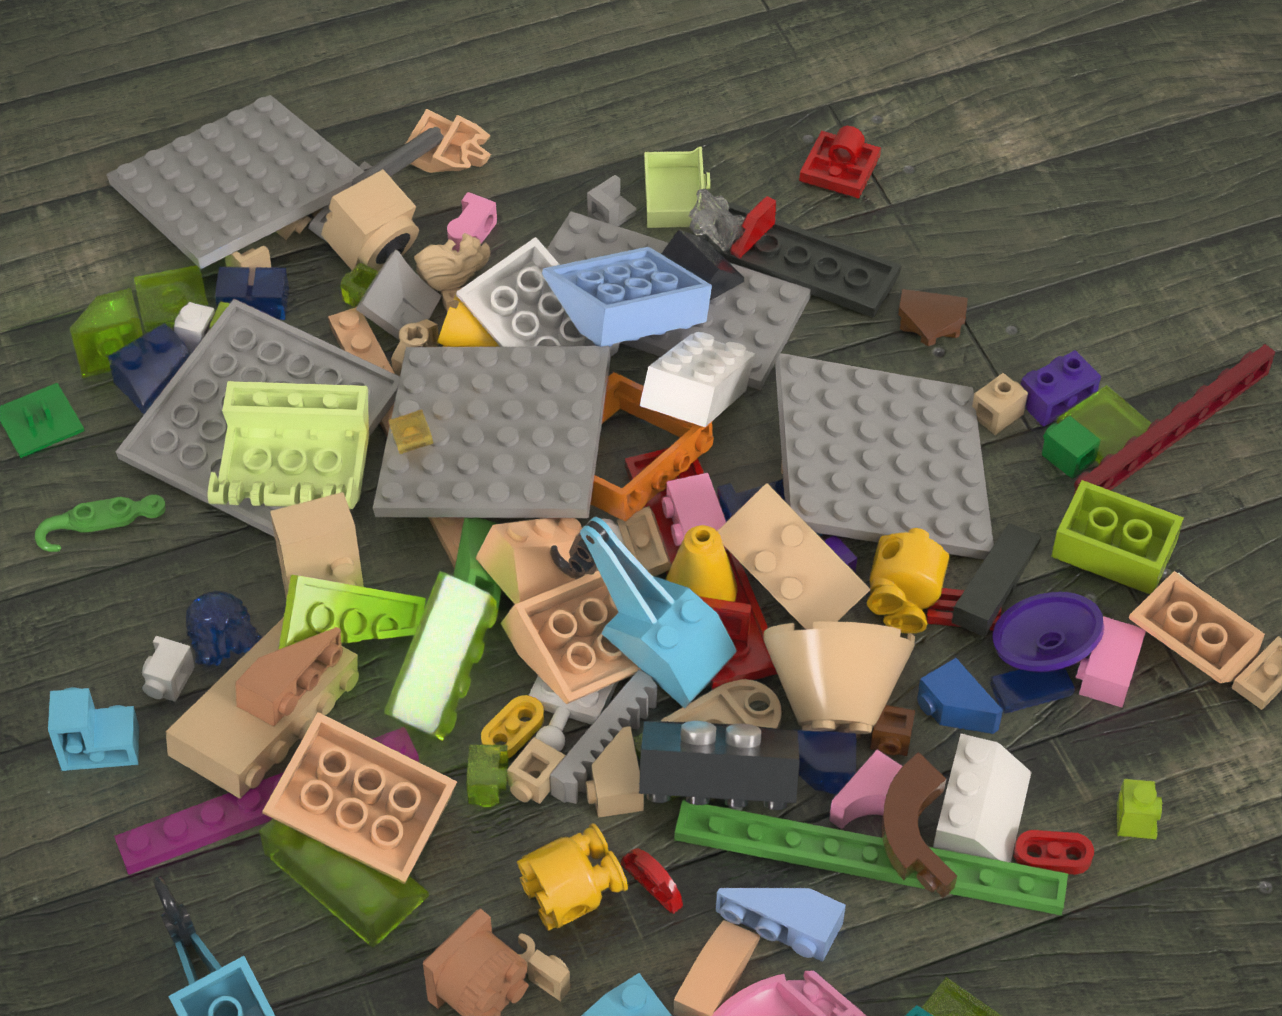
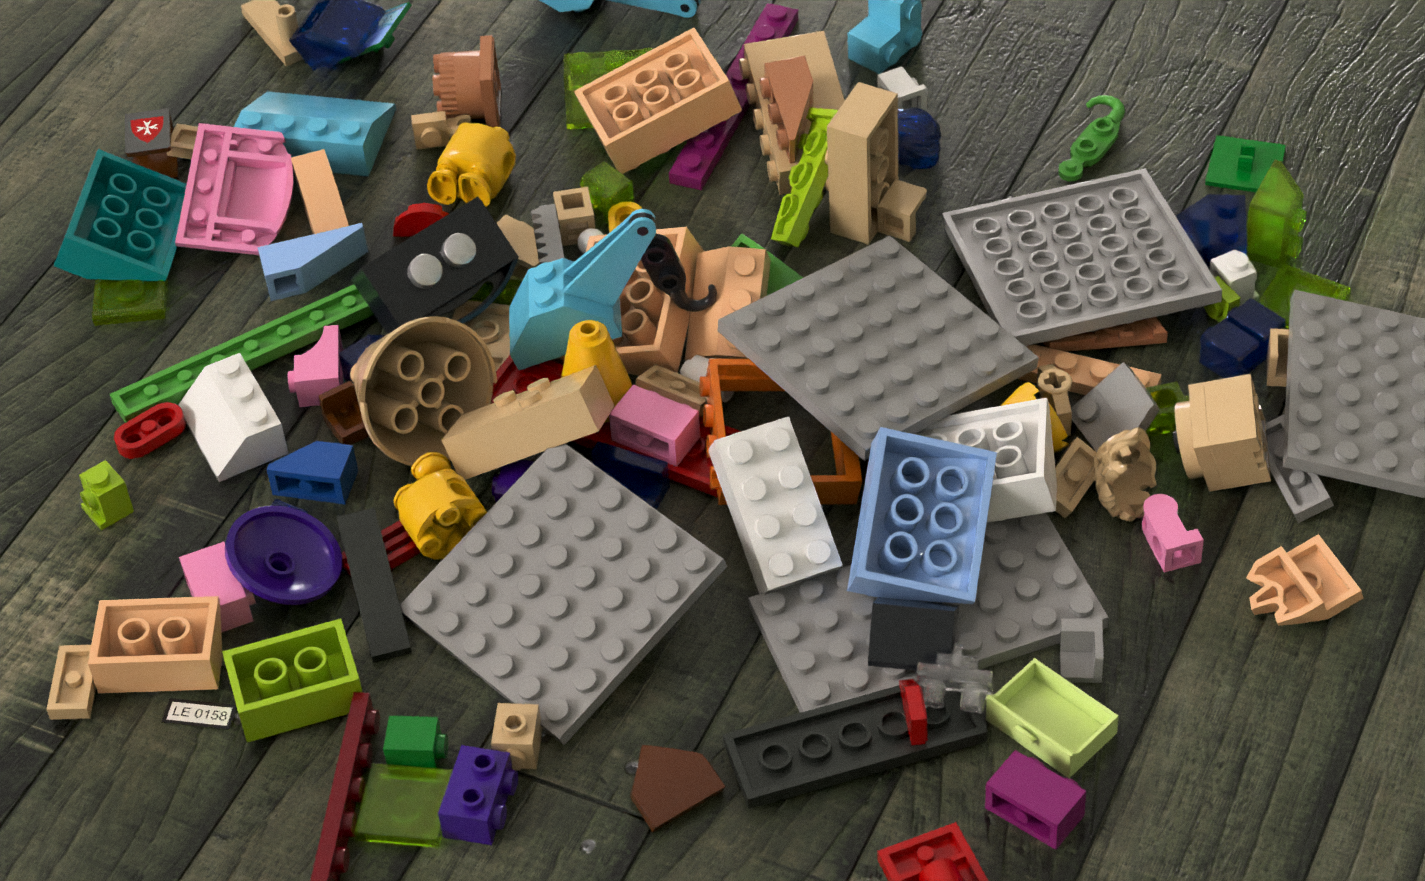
camera: 140 degrees right, 5 degrees down
(291, 443) = (987, 226): yellowish green slope -> none
(405, 154) = (1292, 504): dark grey axle -> none
(410, 431) = (922, 274): clear yellow plate -> none
(441, 657) = (709, 189): clear neon green slope -> none
(733, 615) = (547, 366): red tile -> none
(740, 154) = (1035, 799): none -> magenta brick
(908, 796) = (252, 328): reddish brown arch -> none

